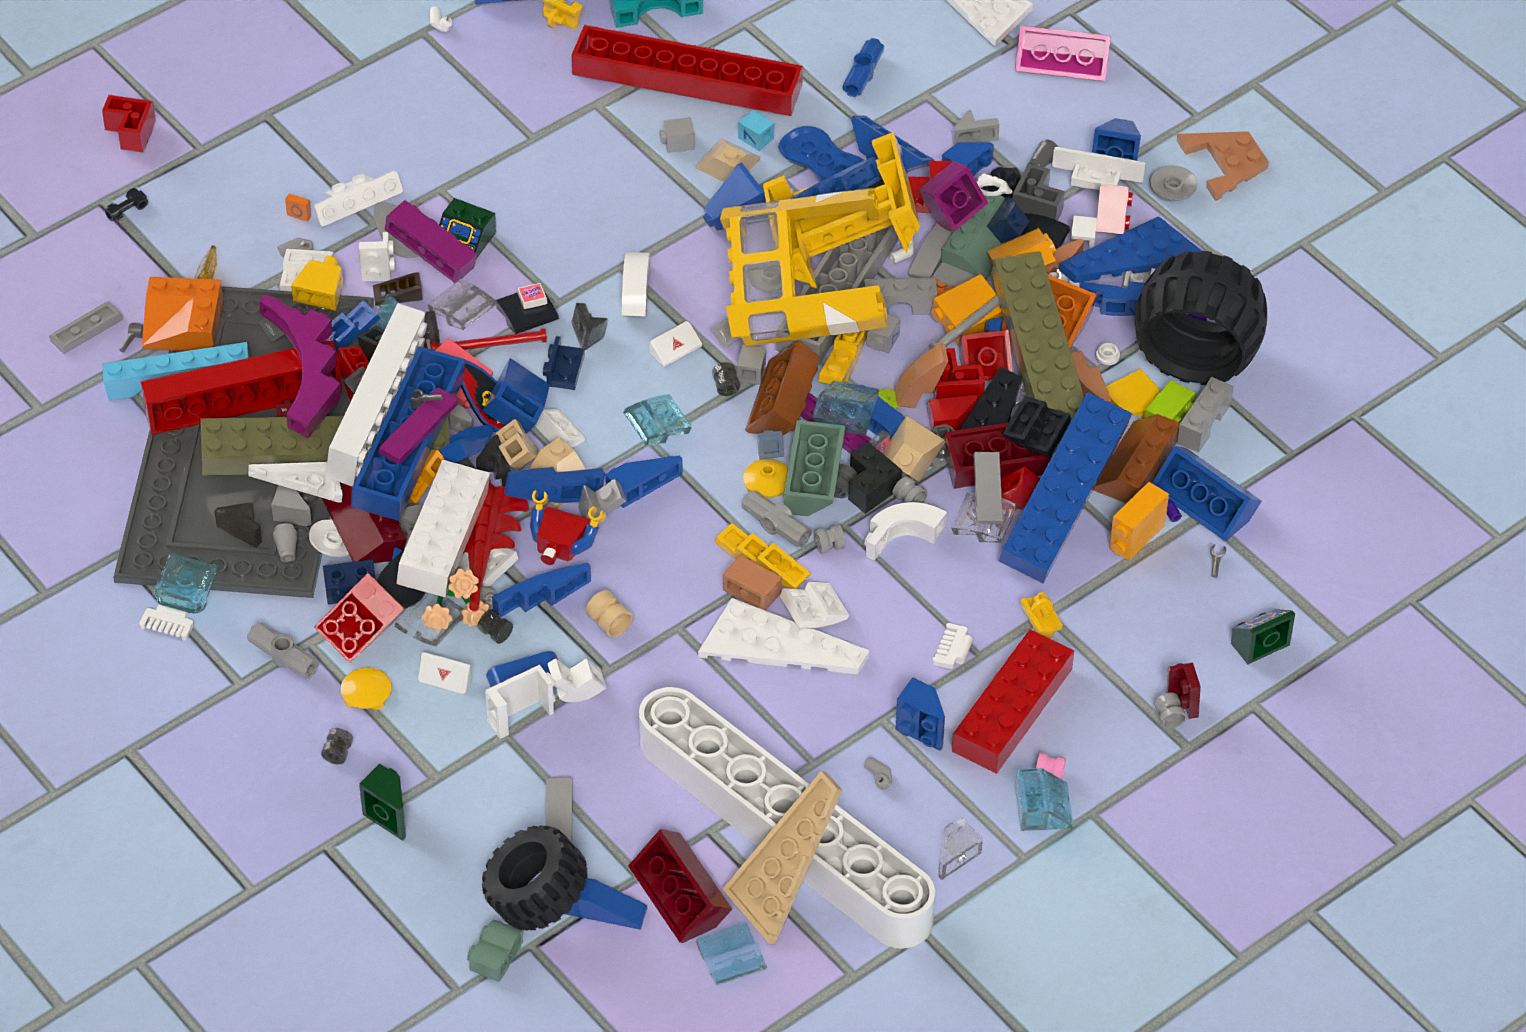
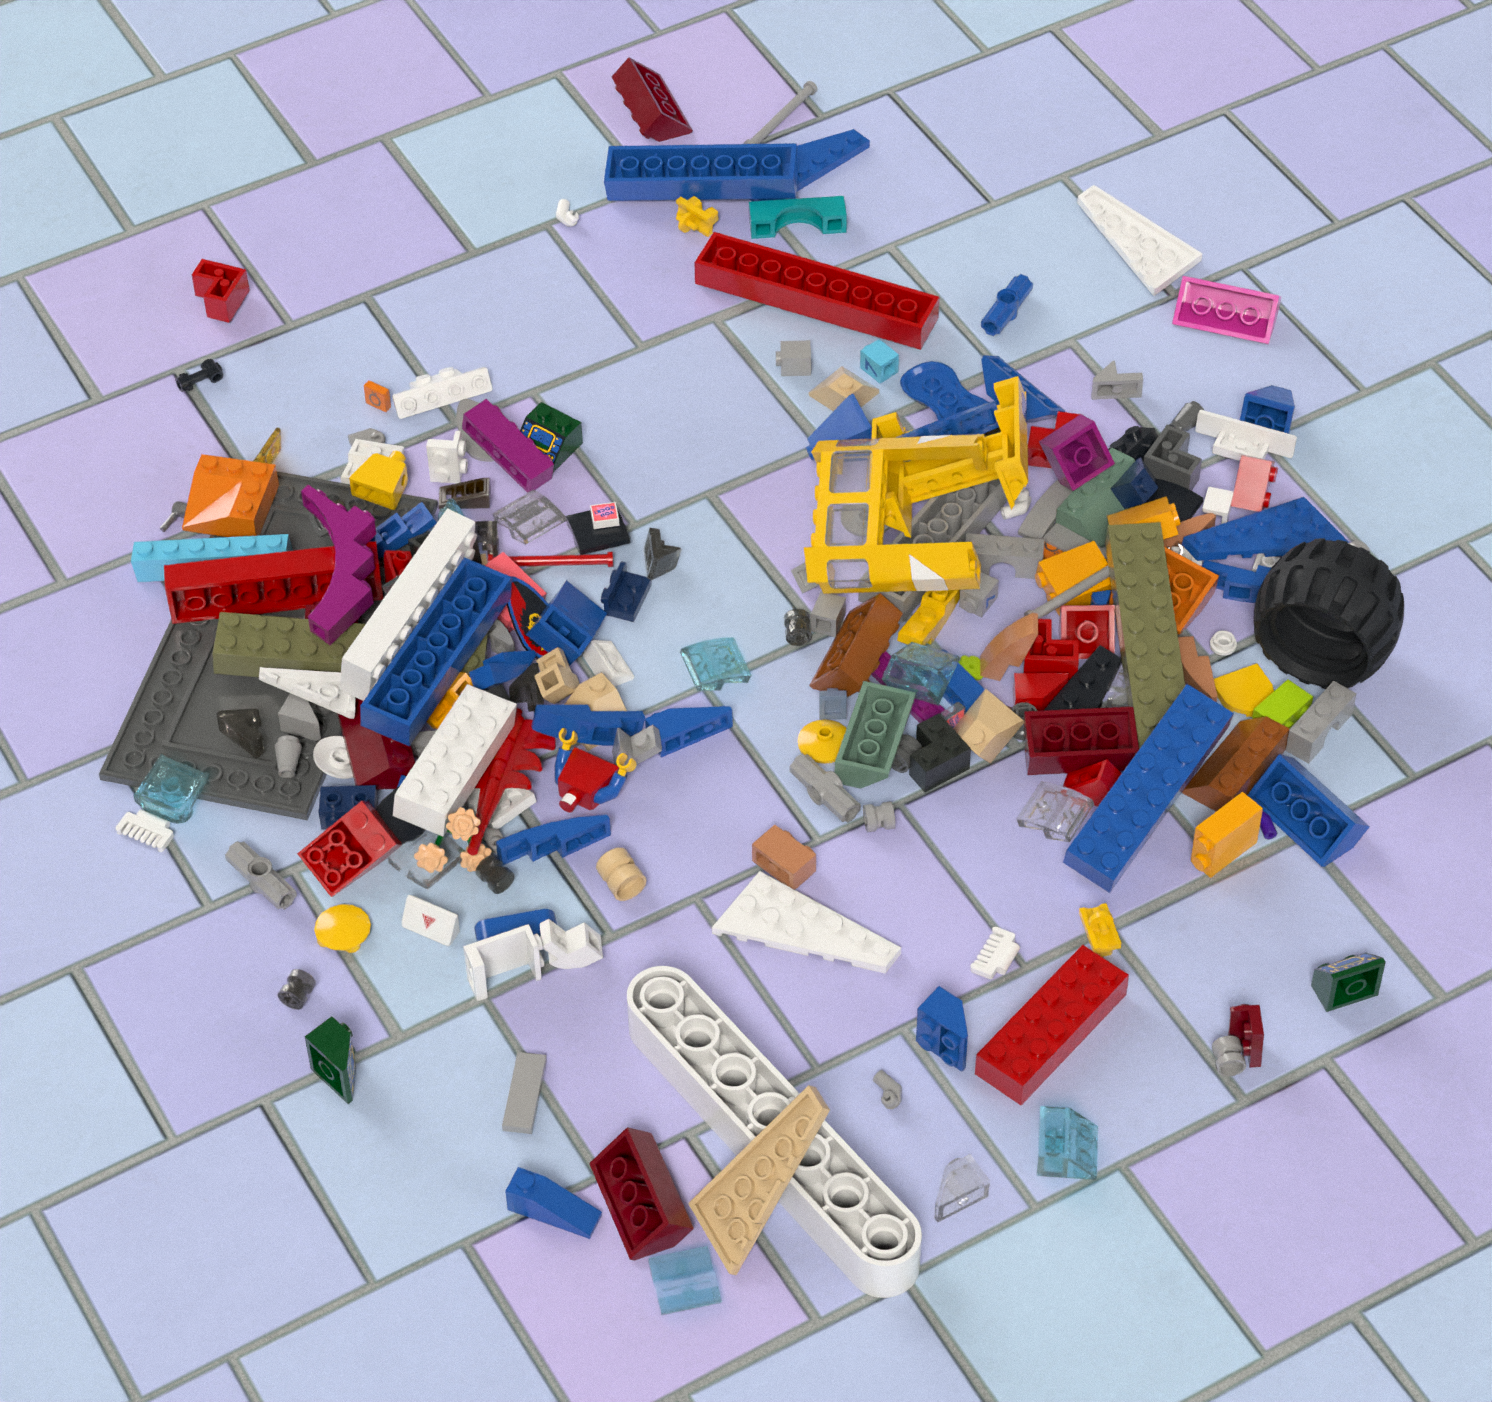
camera: 10 degrees right, 0 degrees up
(85, 327) = (129, 501): light grey tile -> none
(417, 427) = (445, 644): magenta tile -> none
(418, 398) = (452, 615): flat silver hand -> none
(495, 950) = (422, 1243): sand green brick -> none
(549, 894) = (477, 1167): black tyre -> none
(635, 284) = (717, 513): white arch -> none
(674, 344) = (749, 583): white slope -> none
(770, 557) = (804, 829): yellow slope -> none
(814, 605) = (849, 890): white slope -> none
(904, 519) = (964, 804): white arch -> none
(907, 490) = (975, 773): light grey wheel -> none
(971, 154) = (1106, 411): blue slope -> none
(988, 180) = (1120, 439): white piece -> none
(988, 488) = (1062, 779): light grey tile -> none
(1037, 426) = (1127, 716): black slope -> none
(1054, 766) = (1083, 1105): bright pink wheel -> none
(1173, 183) = (1325, 462): light grey dish -> none
(1216, 560) = (1308, 889): flat silver hand -> none
(1234, 154) = (1398, 435): nougat wing -> none

